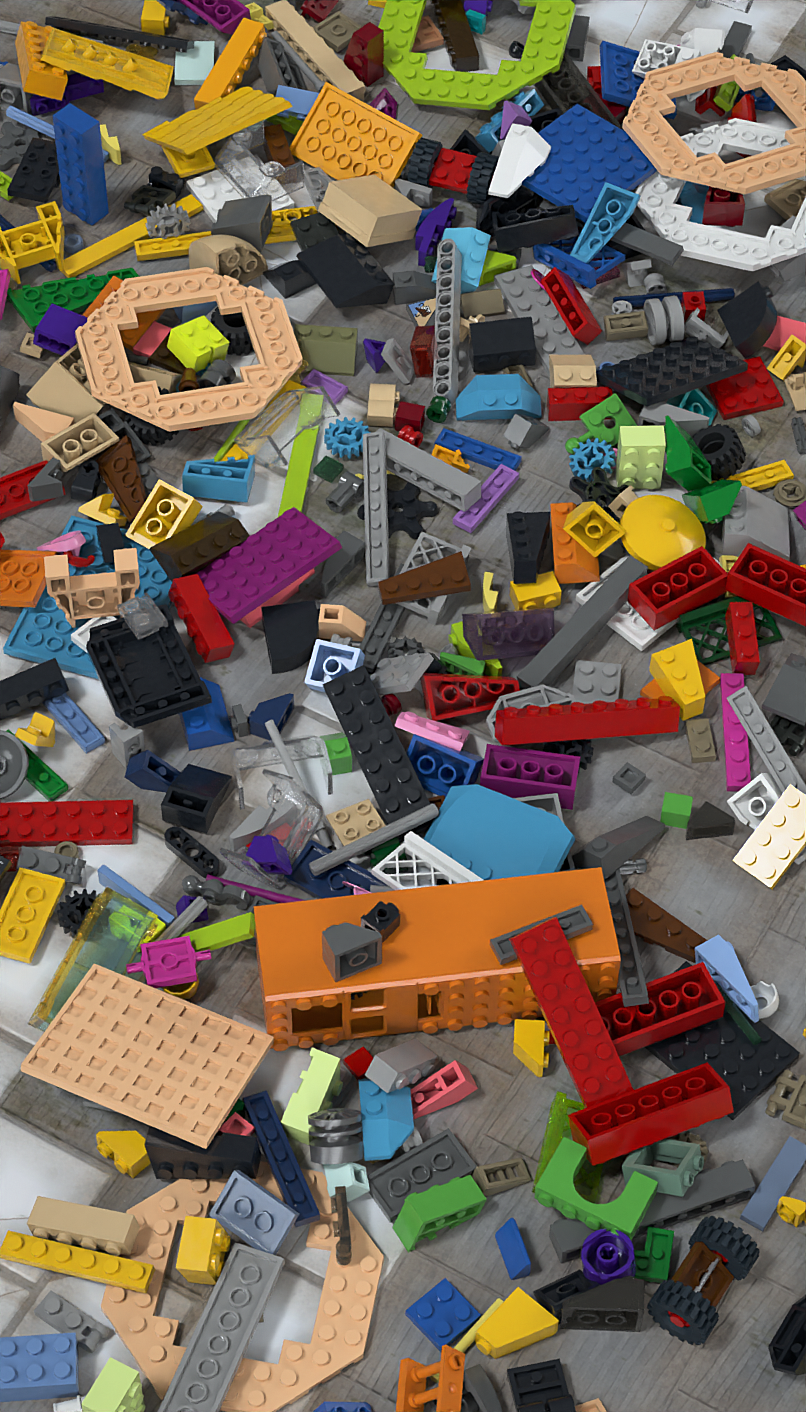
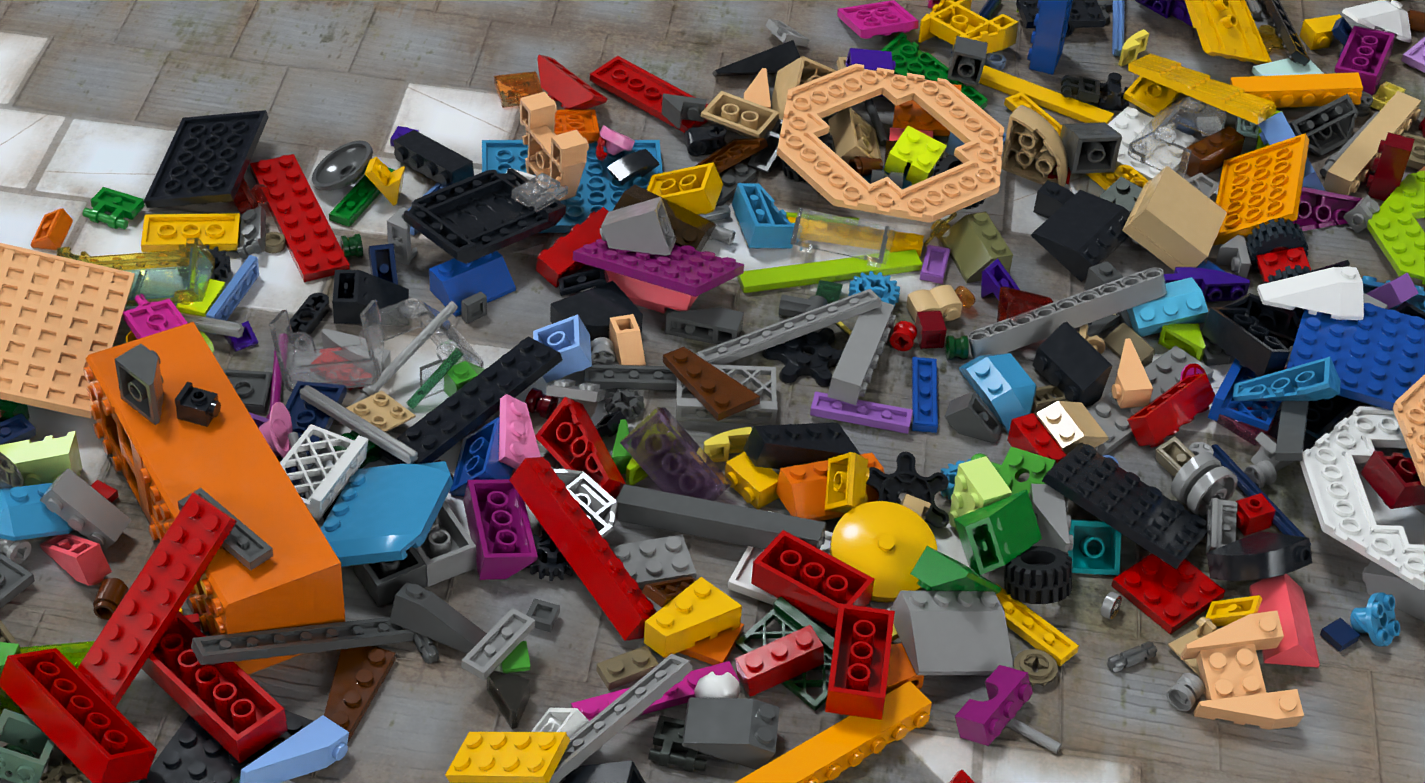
camera: 65 degrees right, 10 degrees down
(85, 257) = (967, 60): none -> dark grey head
(101, 510) = (675, 155): yellow slope -> none
(110, 788) = (352, 246): none -> dark green wheel
(167, 222) = (1054, 99): light grey gear -> none
(214, 891) = (262, 343): dark grey piece -> none
(228, 558) = (639, 228): none -> light grey slope
(249, 631) = (582, 281): none -> black slope
(270, 855) = (302, 353): dark purple slope -> none
(275, 709) = (490, 328): dark blue slope -> none
(336, 776) = (431, 382): none -> clear green bar
(381, 379) = (965, 297): none -> clear orange tile
(398, 361) = (990, 294): light grey plate -> none
(403, 98) = (1361, 213): none -> light grey bracket
(450, 457) = (897, 372): light orange slope -> none
(498, 1076) = (109, 597): none -> reddish brown brick
(543, 314) = (1132, 384): none -> light nougat slope
(647, 679) = (665, 591): none -> reddish brown tile
(670, 807) = (498, 644): none -> light grey plate
(759, 686) = (717, 686): none -> white hair

